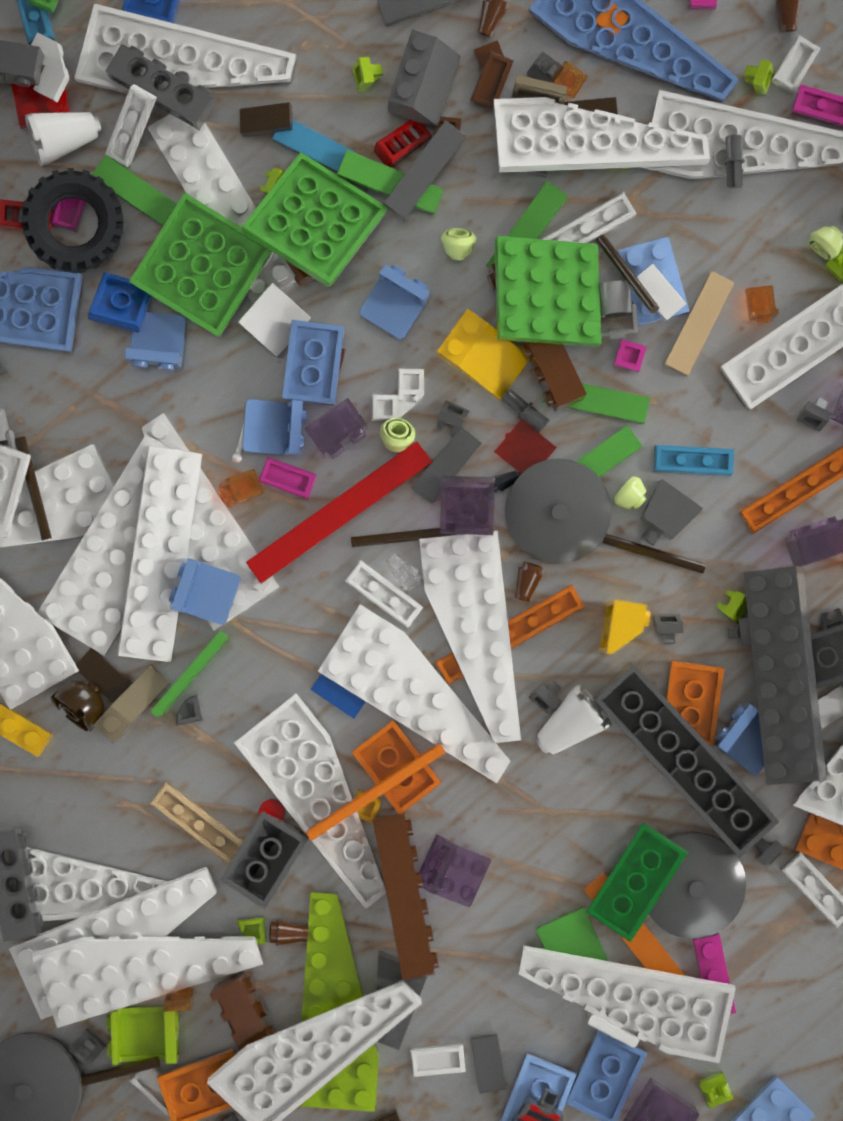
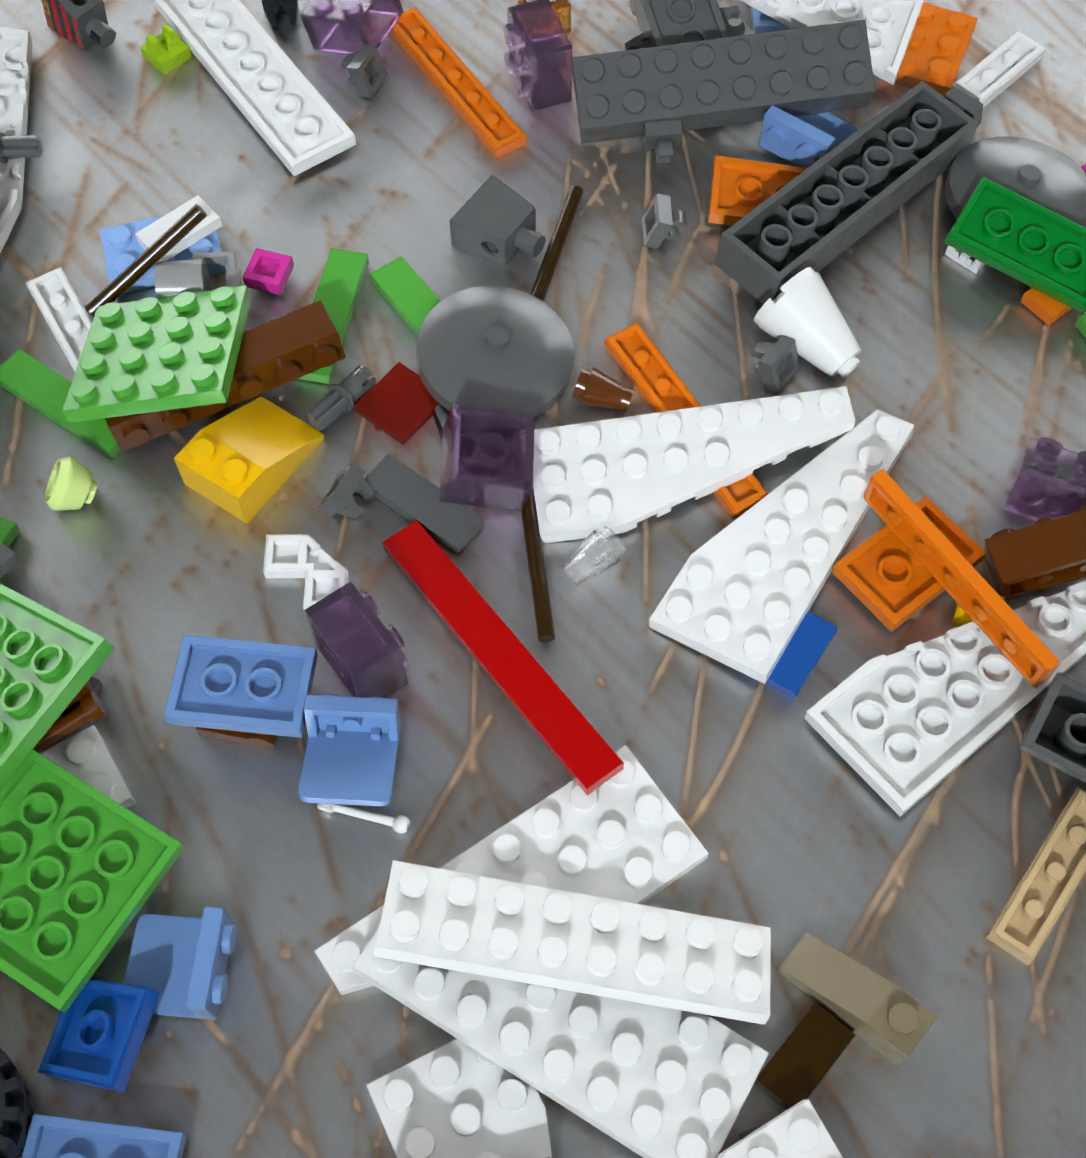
camera: 90 degrees left, 25 degrees down
(80, 703) = (867, 1092): dark brown cylinder -> none
(189, 711) = (855, 896): dark grey tile -> none
(190, 674) = (791, 890): bright green tile -> none
(205, 591) = (642, 856): medium blue bracket -> none
(240, 488) = (456, 813): clear orange bracket -> none
(271, 318) = (160, 762): white tile -> none
(273, 807) = (1006, 756): red tile -> none
(287, 478) = (438, 740): dark pink tile -> none
(384, 594) = (629, 590): white tile -> none
(395, 302) = (149, 572): medium blue bracket -> none
(397, 434) = (371, 564): yellowish green cone -> none
(622, 624) = (668, 252): yellow slope -> none
(631, 494) = (470, 264): yellowish green cone -> none
(693, 460) = (423, 204): dark azure tile -> none
(699, 323) = (231, 198): tan tile -> none
(736, 607) = (627, 146): lime tile -> none
(761, 304) = (210, 132): clear orange bracket -> none
(826, 242) = (134, 61): yellowish green cone -> none

